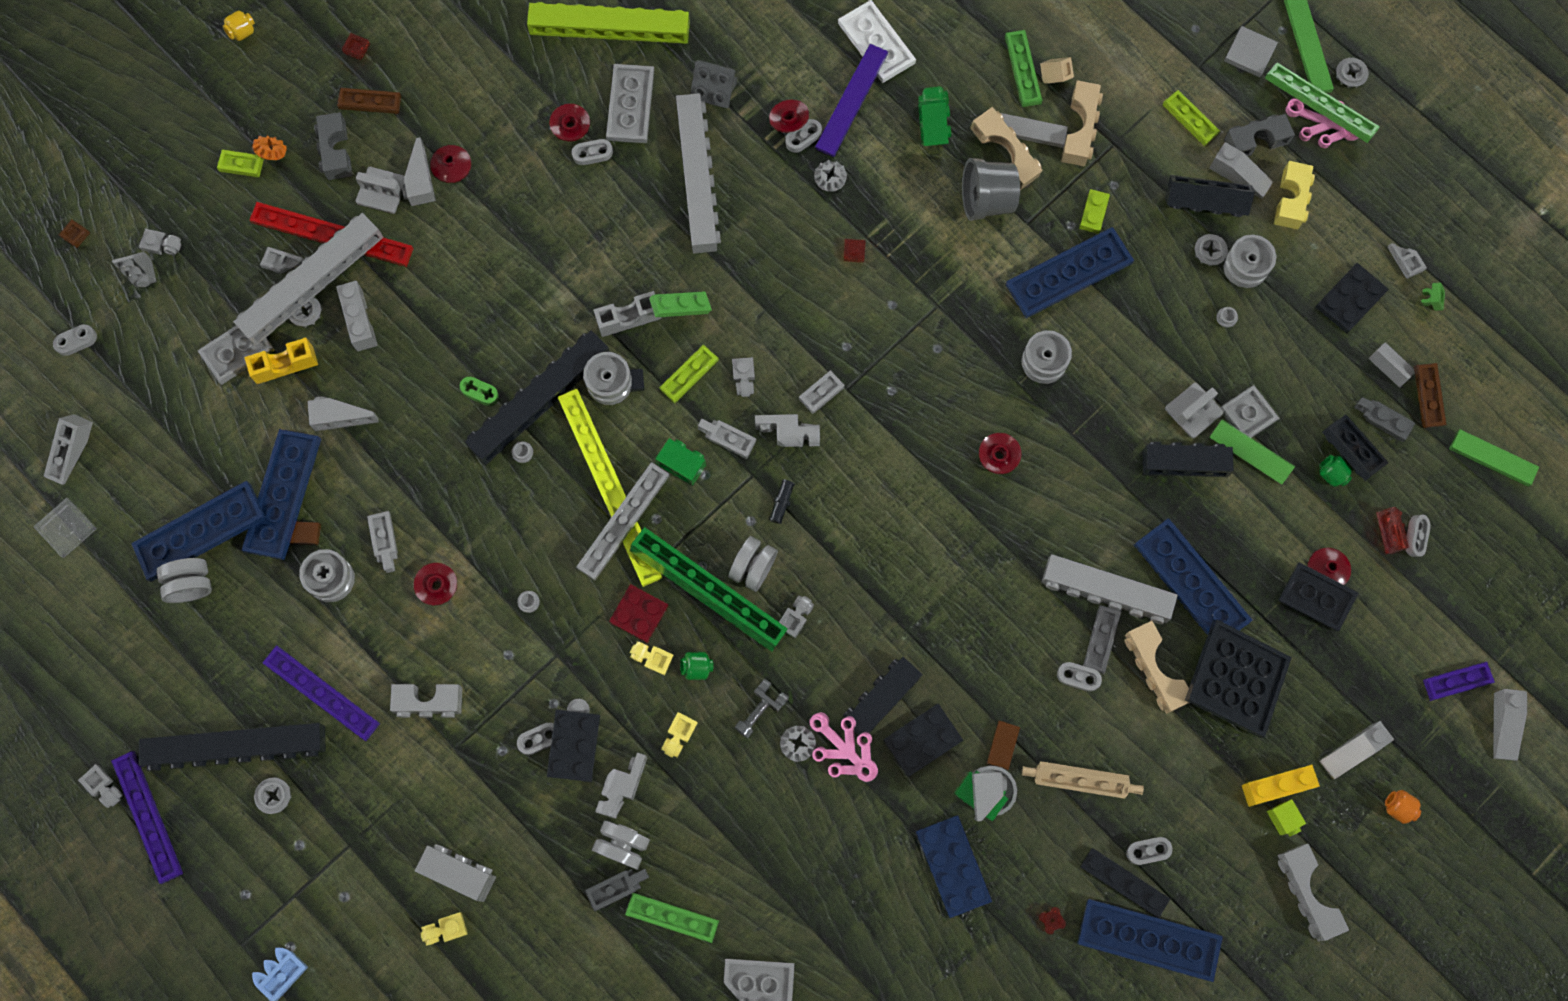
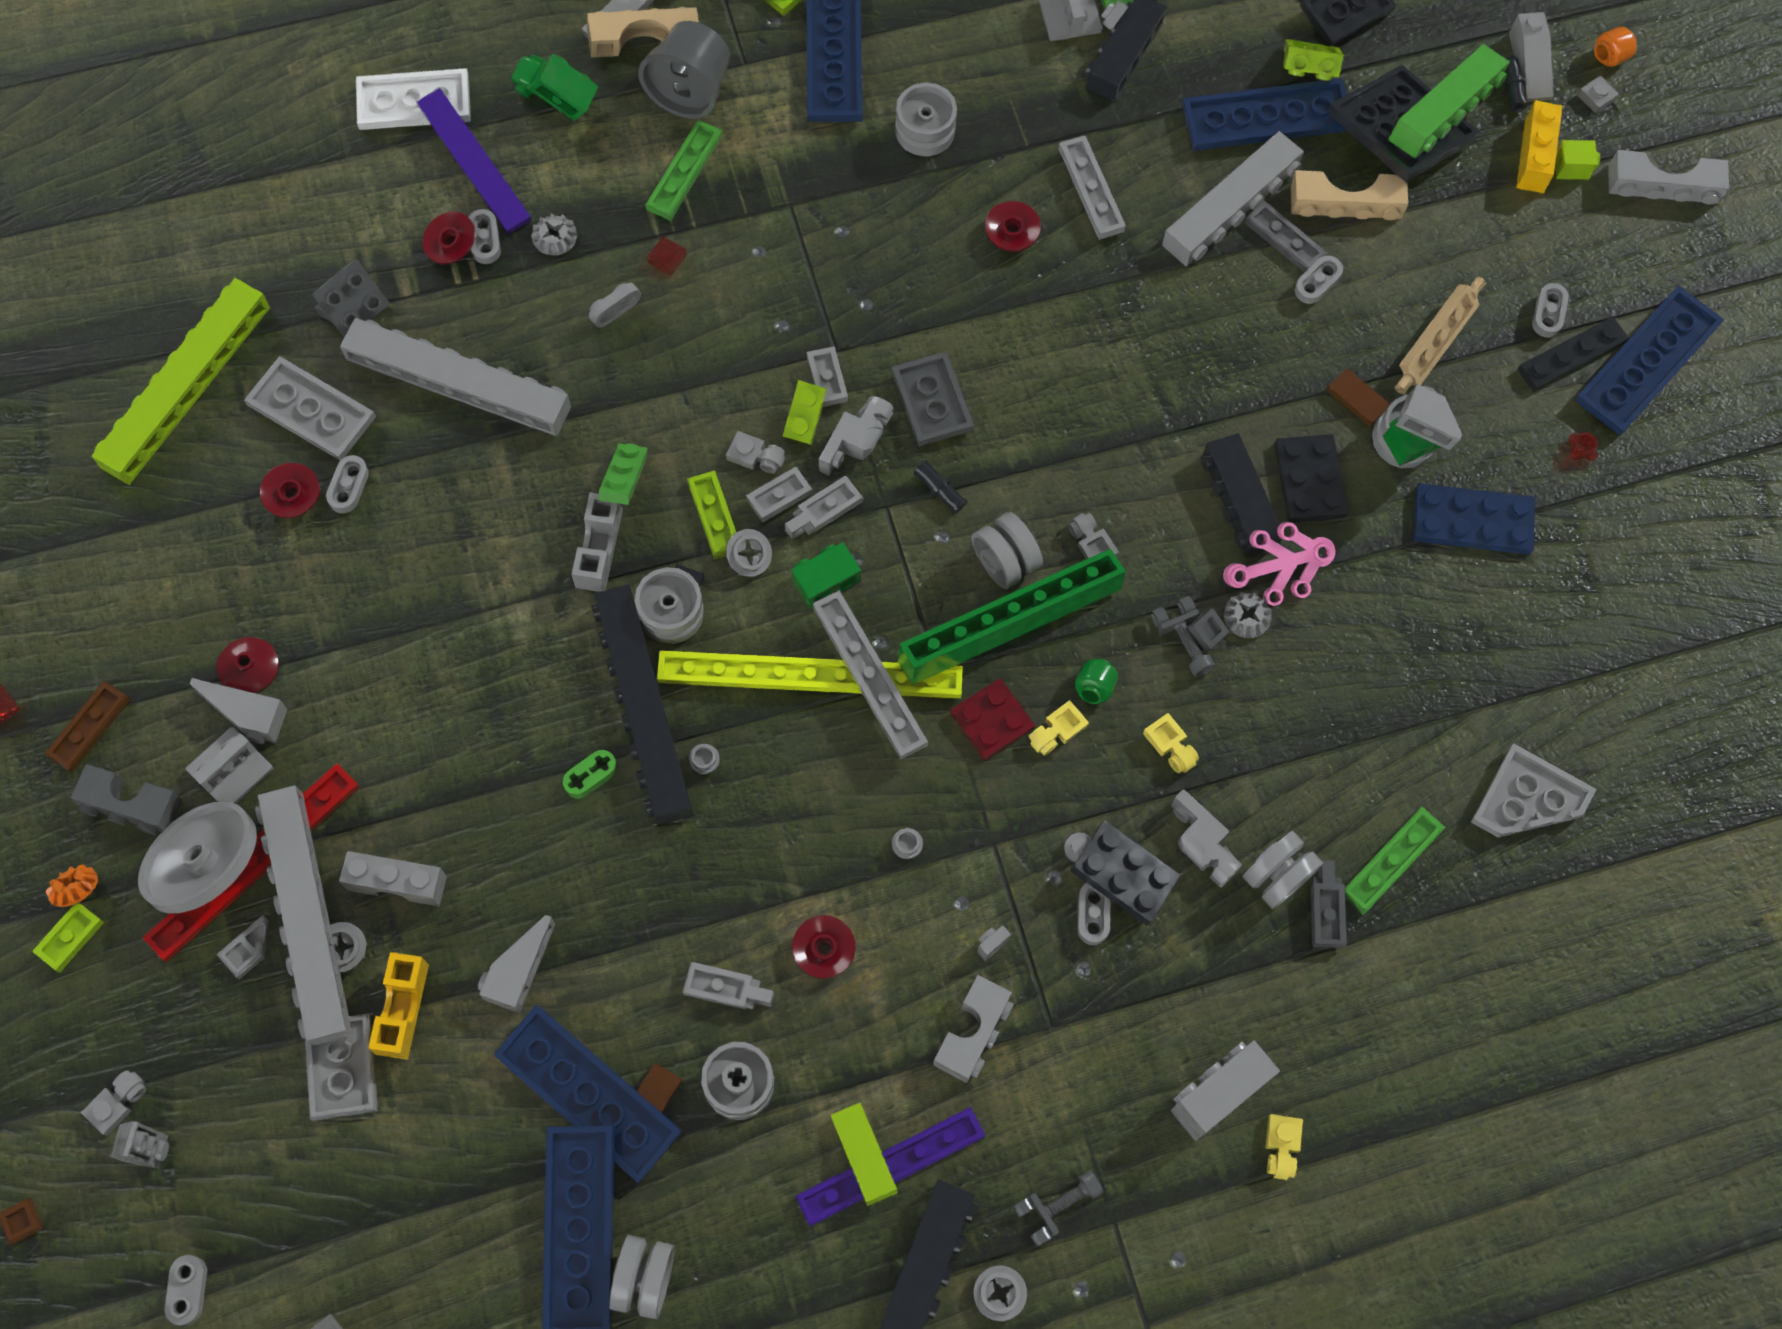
camera: 65 degrees left, 5 degrees down
(313, 202) = (197, 857): none -> light grey dish
(318, 672) = (864, 1154): none -> lime tile
(361, 818) = (1088, 1186): none -> dark grey bar
(488, 684) = (992, 941): none -> light grey plate
(670, 417) = (755, 541): none -> light grey gear
(722, 405) = (779, 494): none -> light grey plate
(771, 721) = (1208, 629): none -> dark grey plate
(786, 391) = (805, 412): none -> lime plate
(800, 238) = (614, 305): none -> light grey plate
(842, 465) = (932, 398): none -> dark grey plate
(923, 228) = (684, 170): none -> bright green tile
(1062, 490) = (1092, 187): none -> light grey plate
(1206, 438) = (1113, 13): none -> light grey plate
(1254, 591) = (1312, 58): none -> lime plate
(1273, 702) = (1449, 101): none -> bright green brick
(1326, 745) = (1514, 85): none -> black pin
(1356, 811) = (1598, 94): none -> light grey plate

